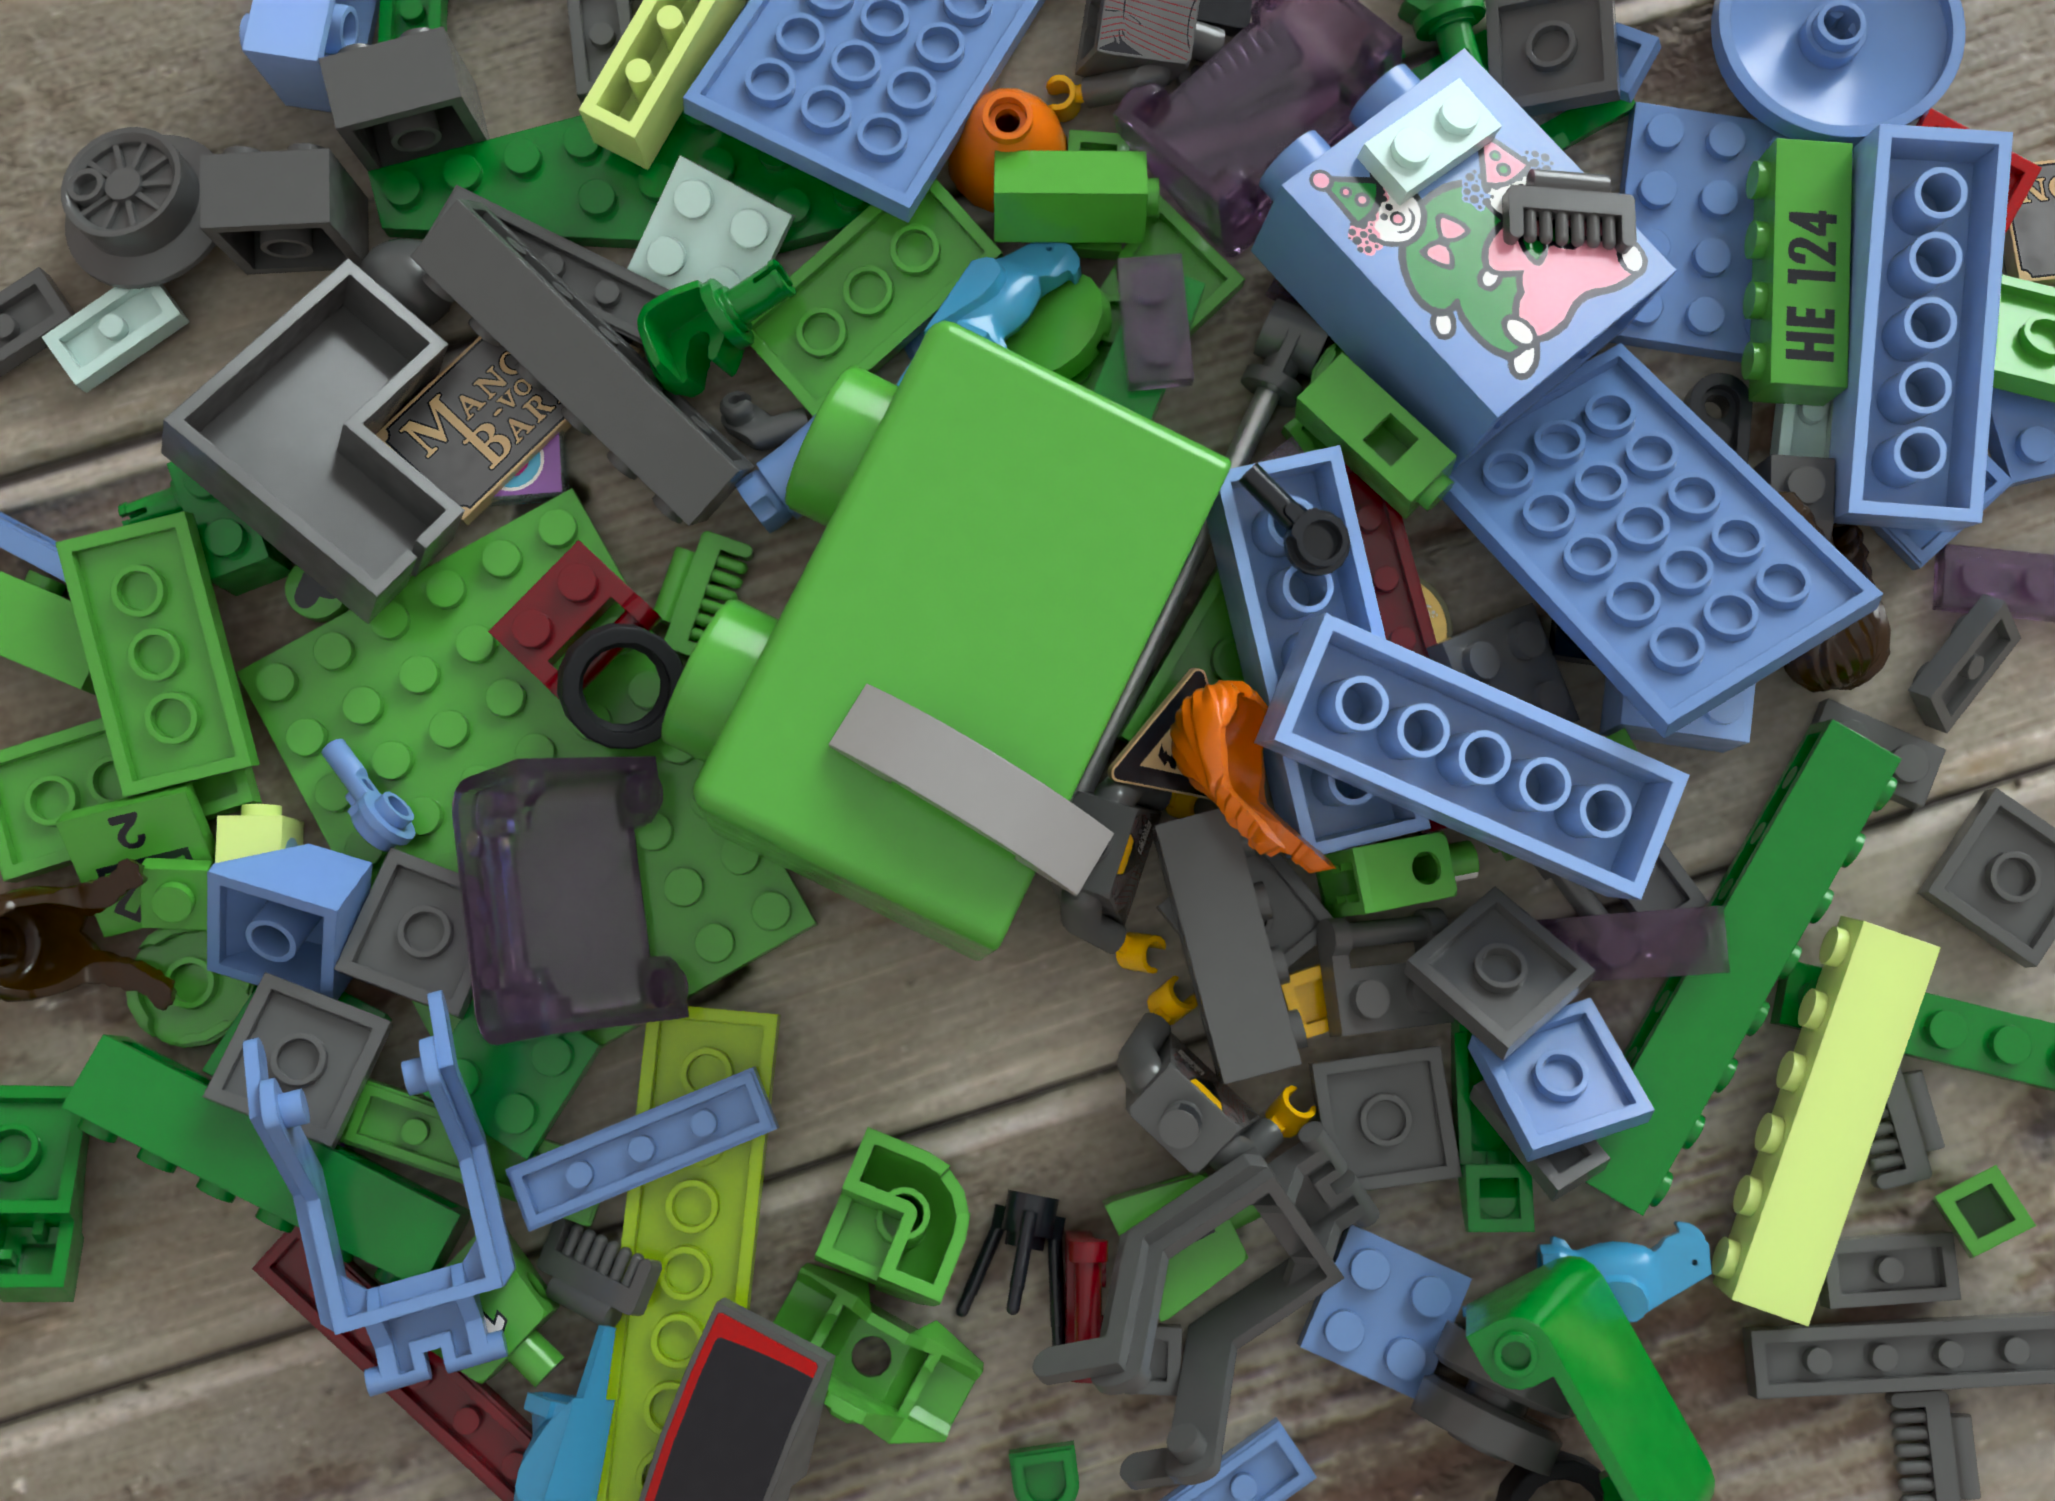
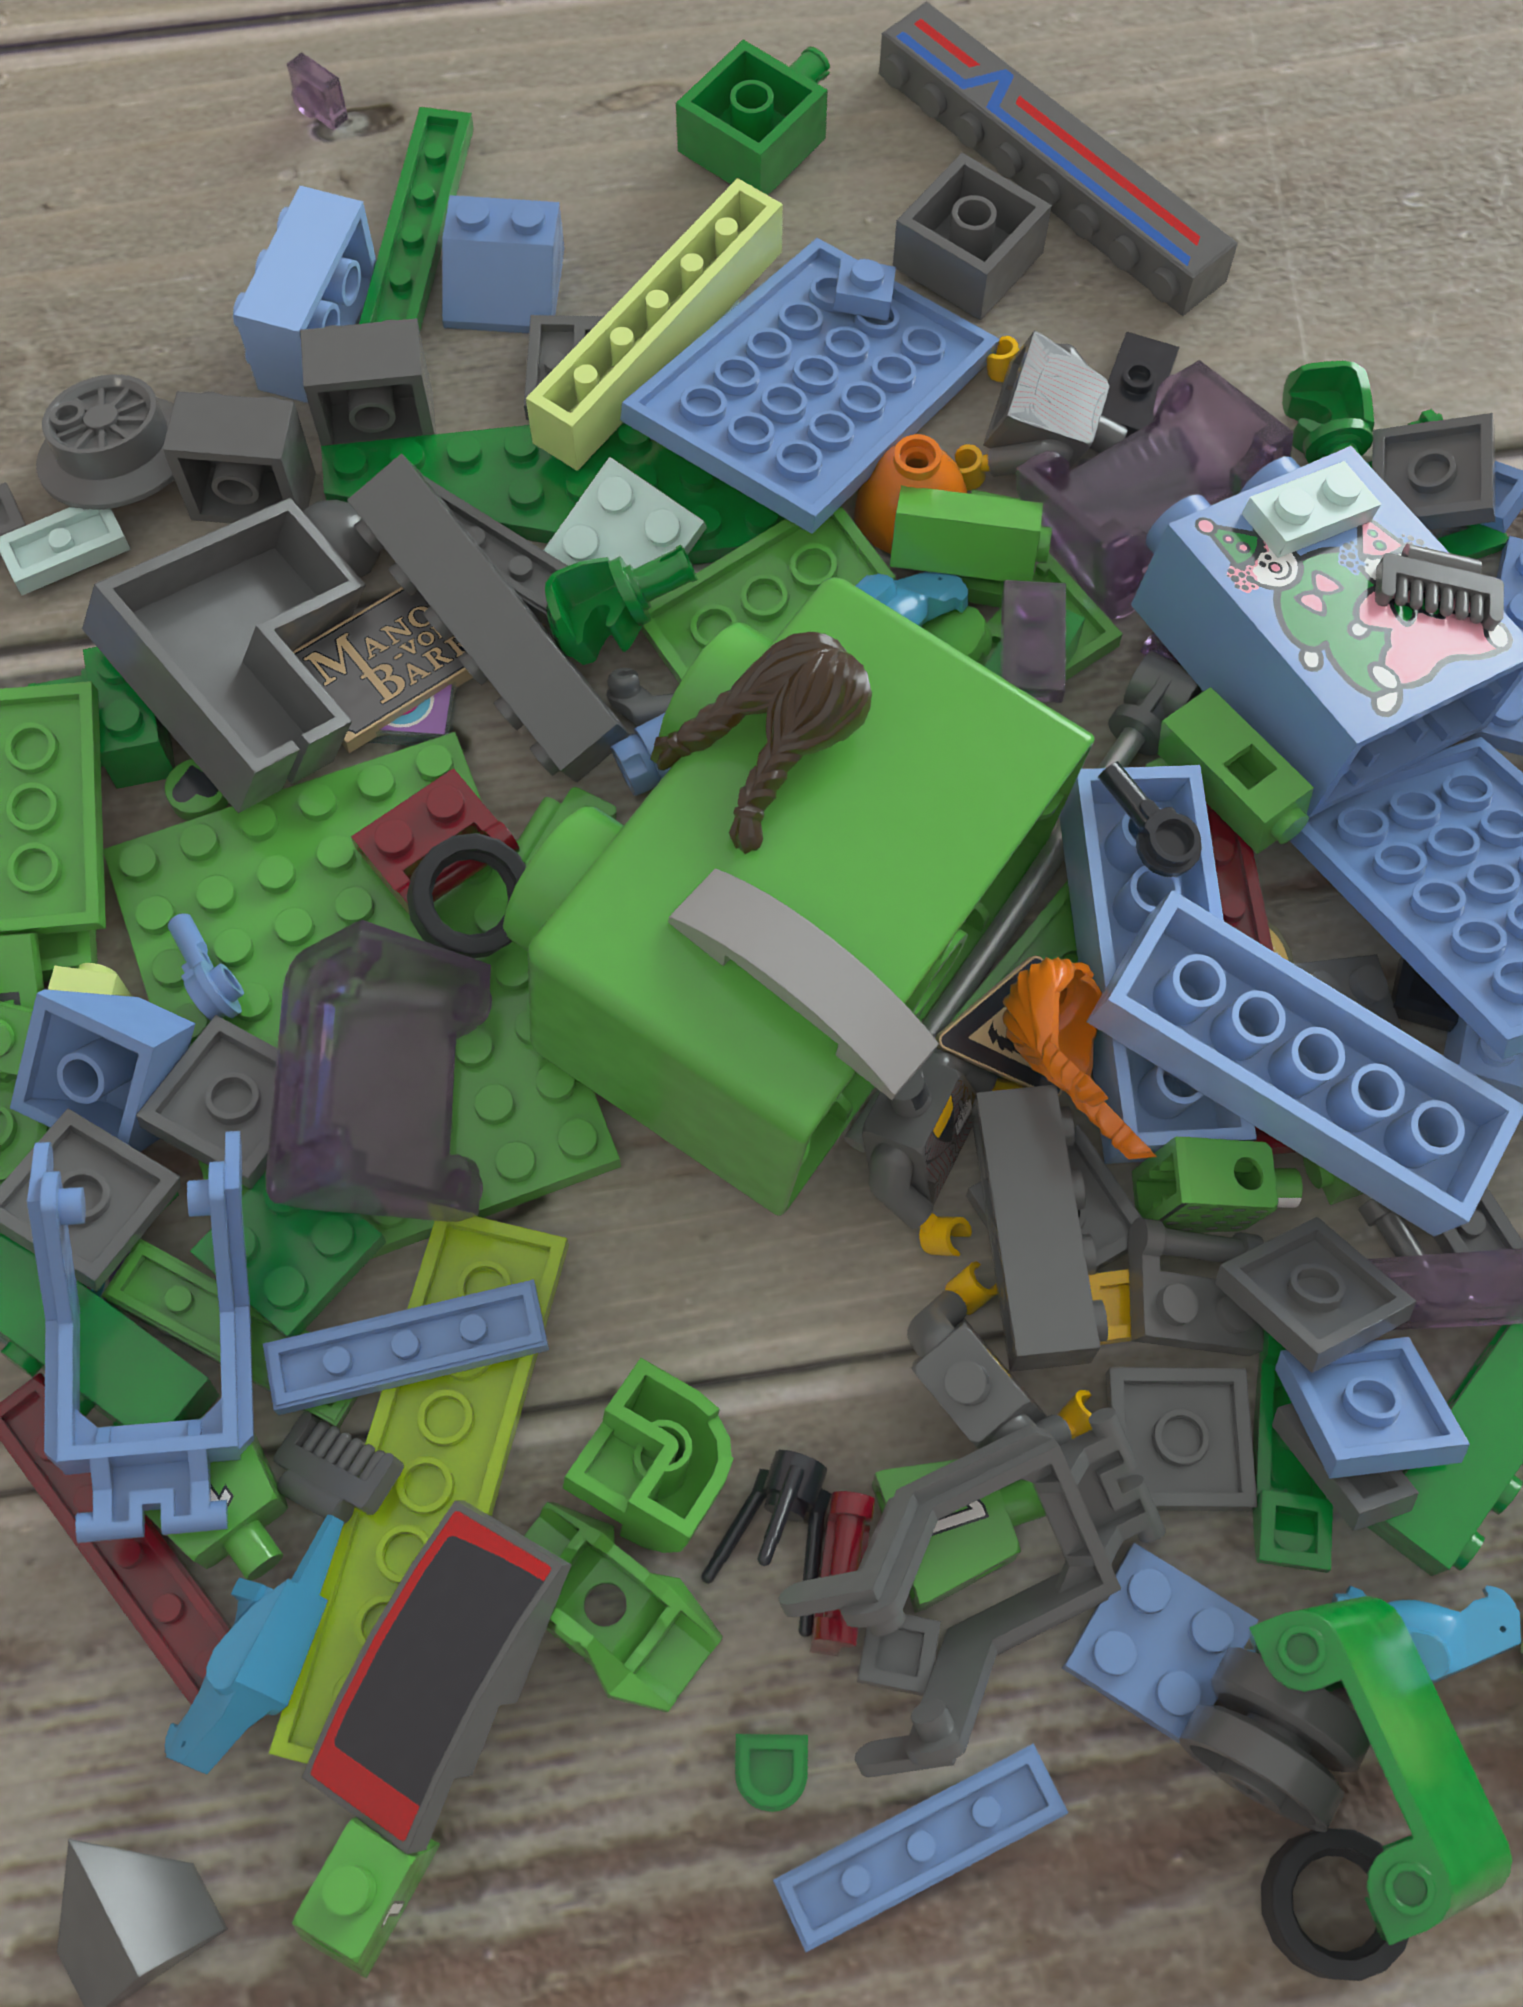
camera: 10 degrees right, 15 degrees down
(939, 490) = (811, 701): none -> dark brown hair

